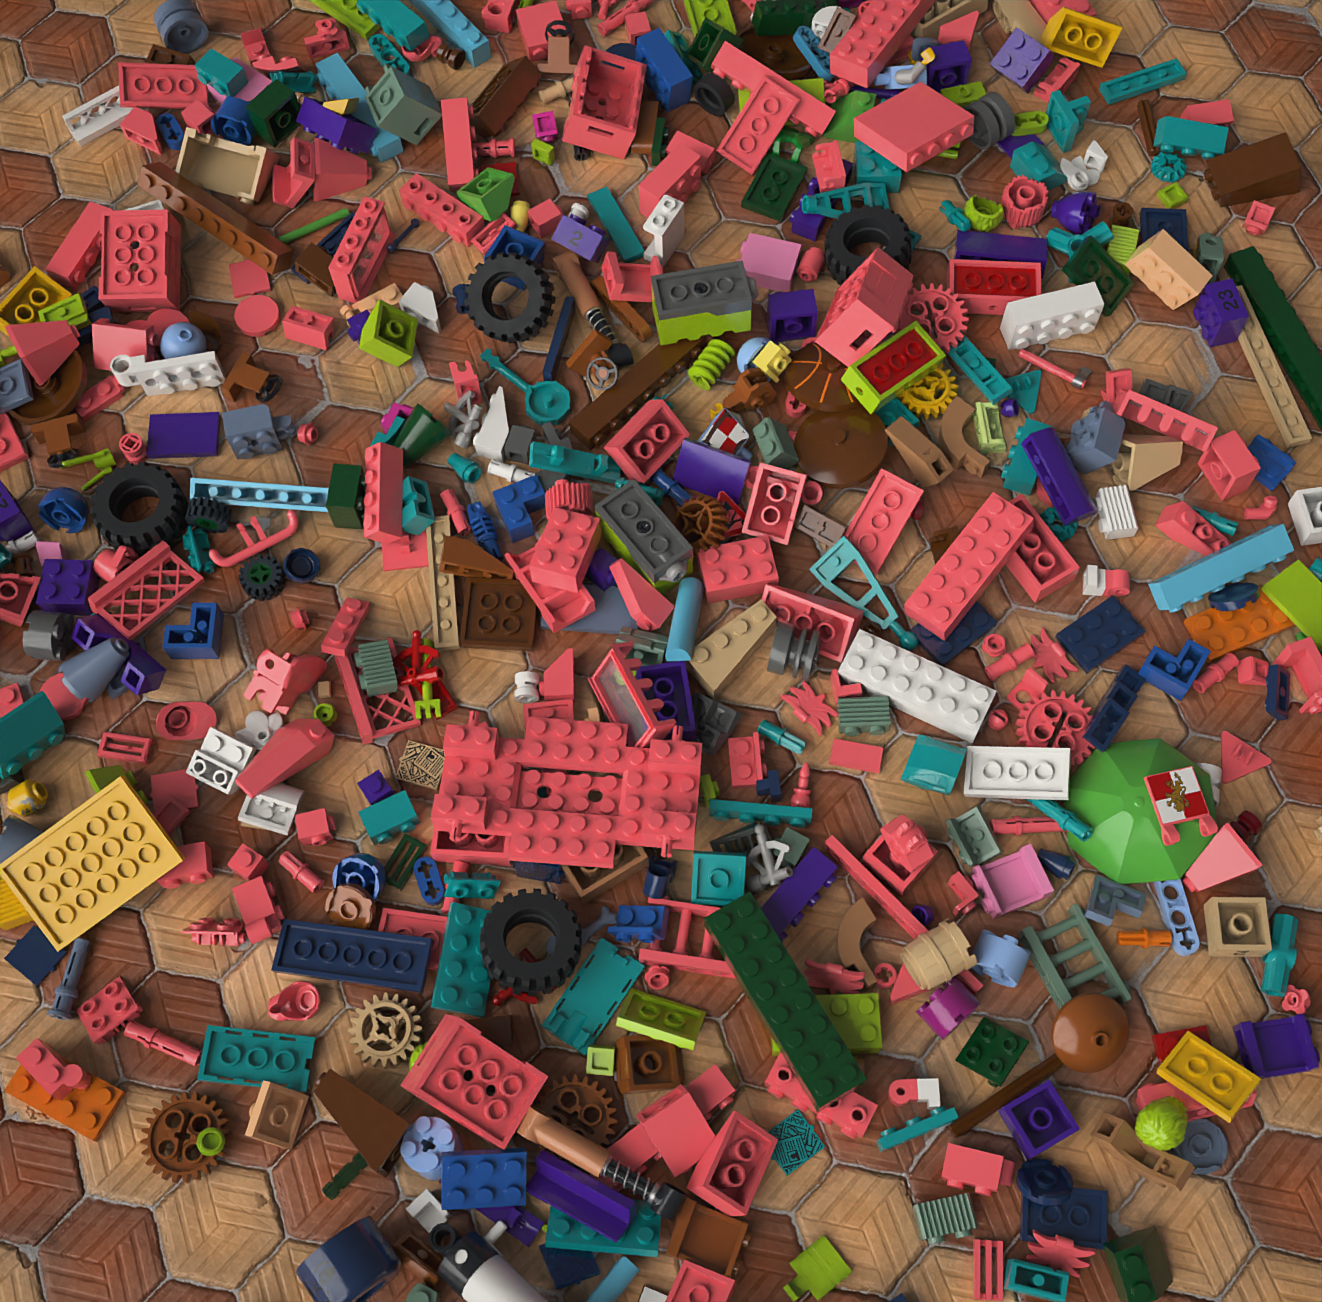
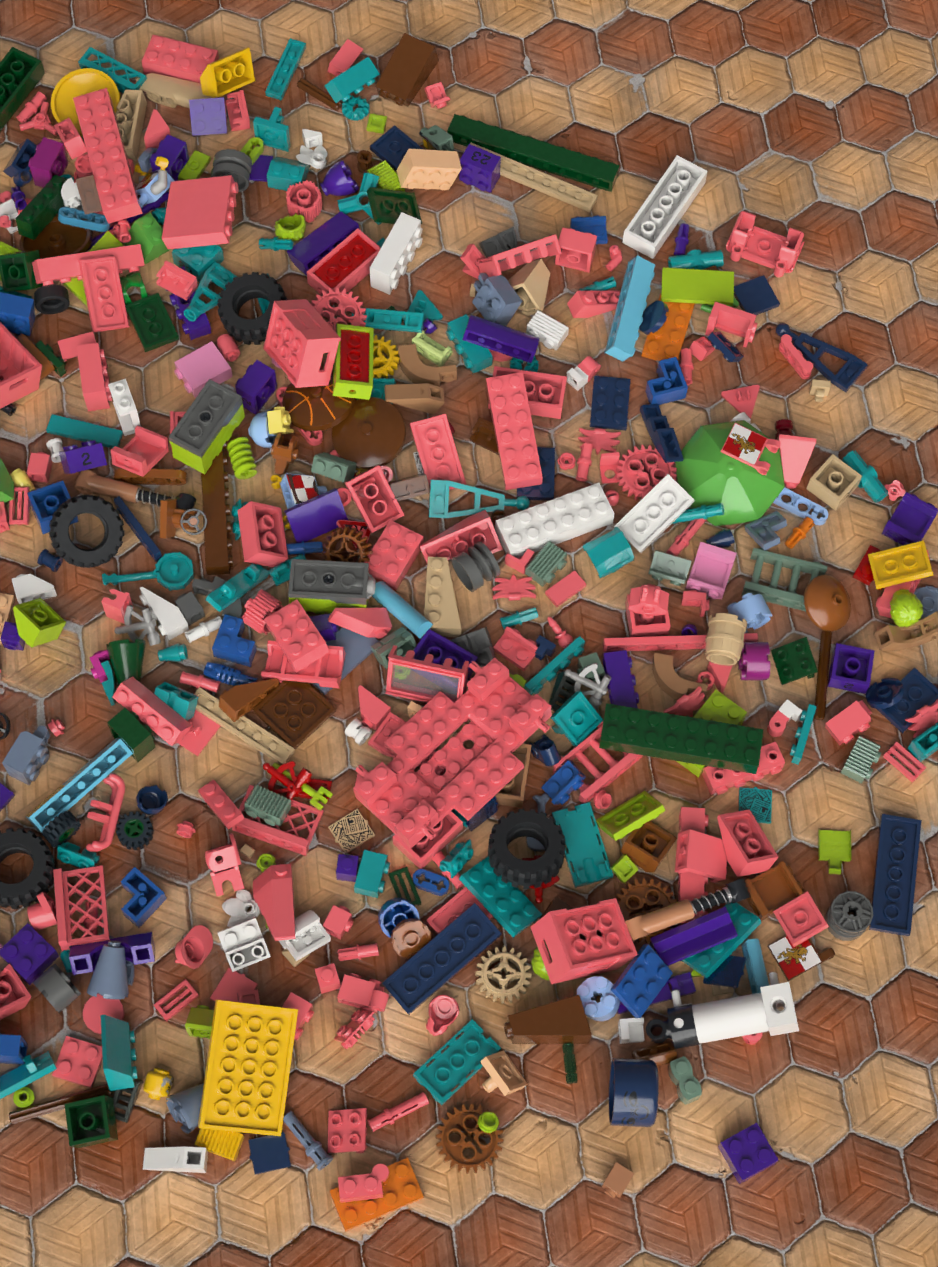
camera: 55 degrees left, 0 degrees up
(1078, 380) = (445, 277): coral piece -> none

